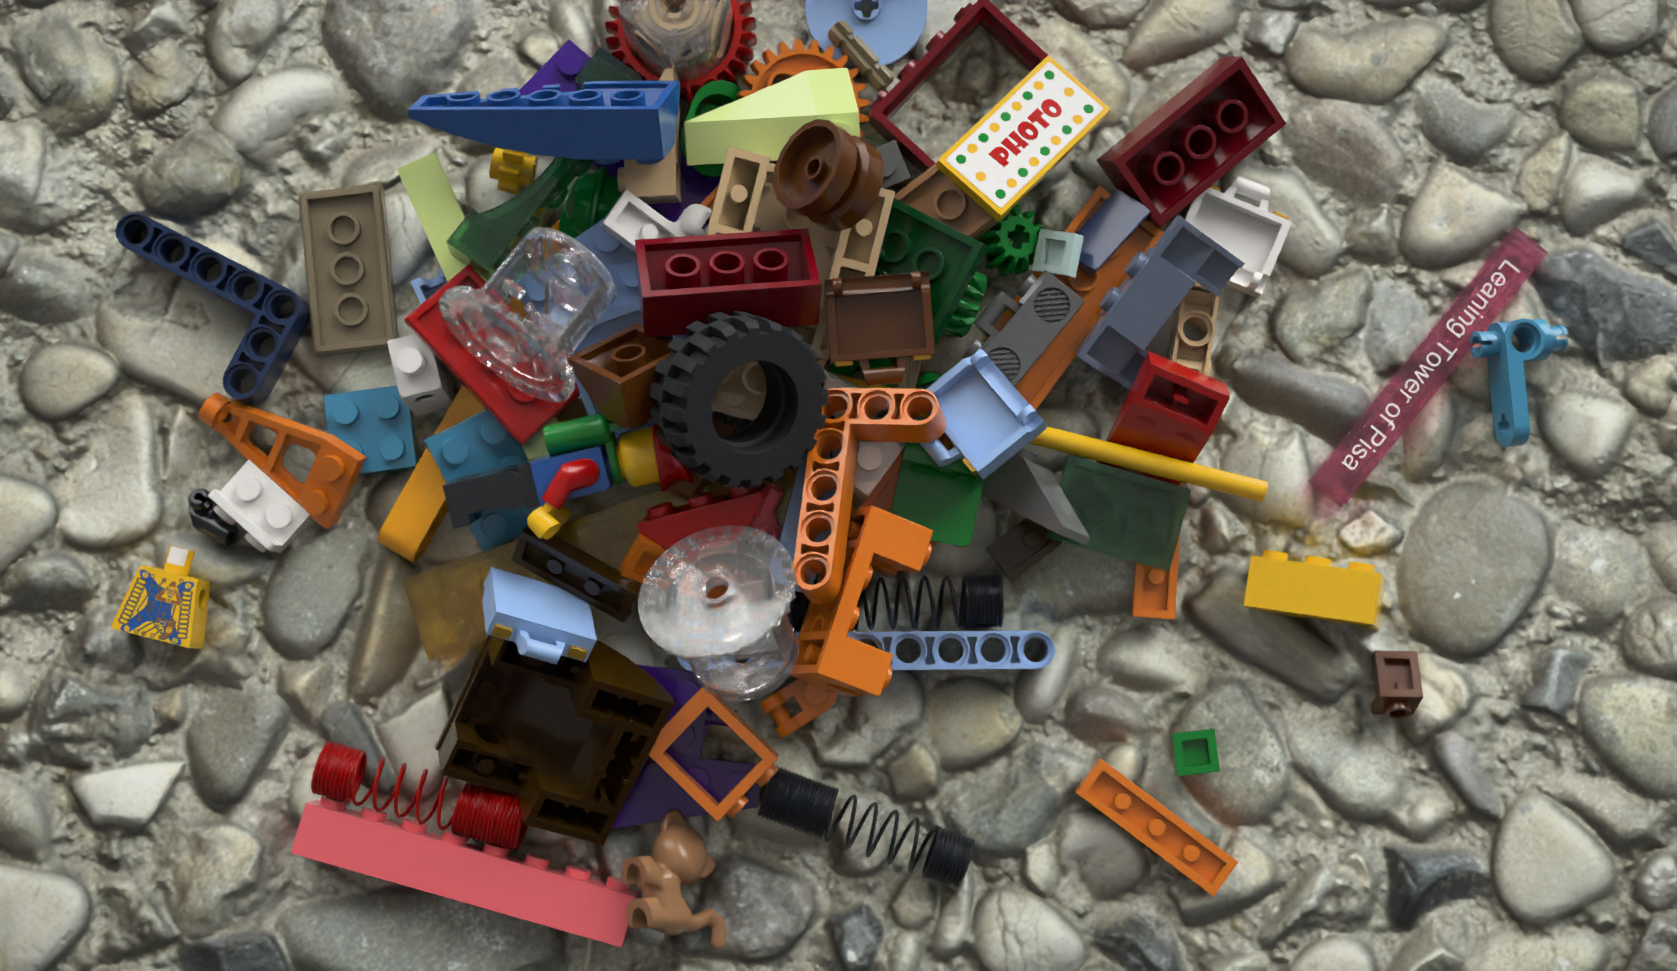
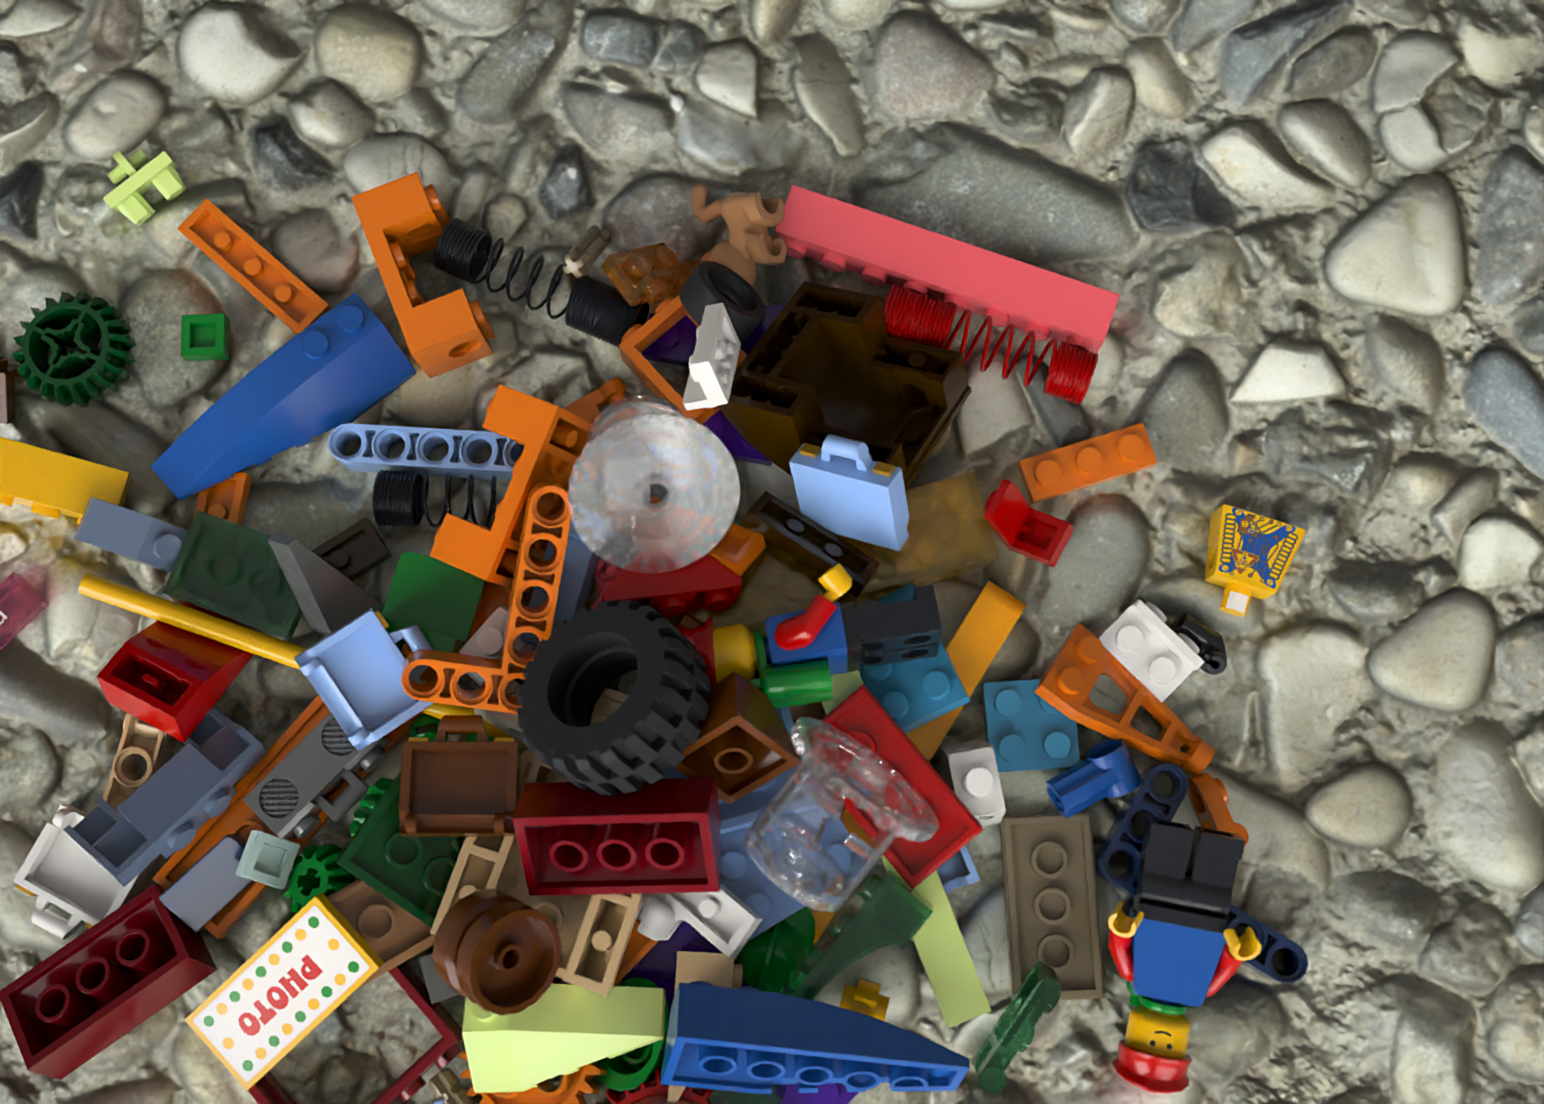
camera: 170 degrees left, 5 degrees down
(204, 372) = (1209, 803): none -> orange plate
(231, 236) = (1175, 946): none -> piece
(300, 388) = (1105, 773): none -> blue piece
(322, 686) = (1087, 463): none -> orange plate
(375, 160) = (1016, 1027): none -> clear green plate
(376, 614) = (1025, 528): none -> red bracket
(678, 736) = (713, 360): none -> white bracket
(678, 809) = (715, 284): none -> black tyre
(757, 843) = (647, 273): none -> clear orange bracket
(823, 863) = (586, 251): none -> dark tan axle
(1013, 878) = (400, 223): none -> orange plate
(1096, 690) = (300, 391): none -> blue wedge
(1227, 542) = (131, 534): none -> sand blue slope
(1293, 893) = (128, 195): none -> yellowish green hips
(1355, 741) = (74, 323): none -> dark green gear

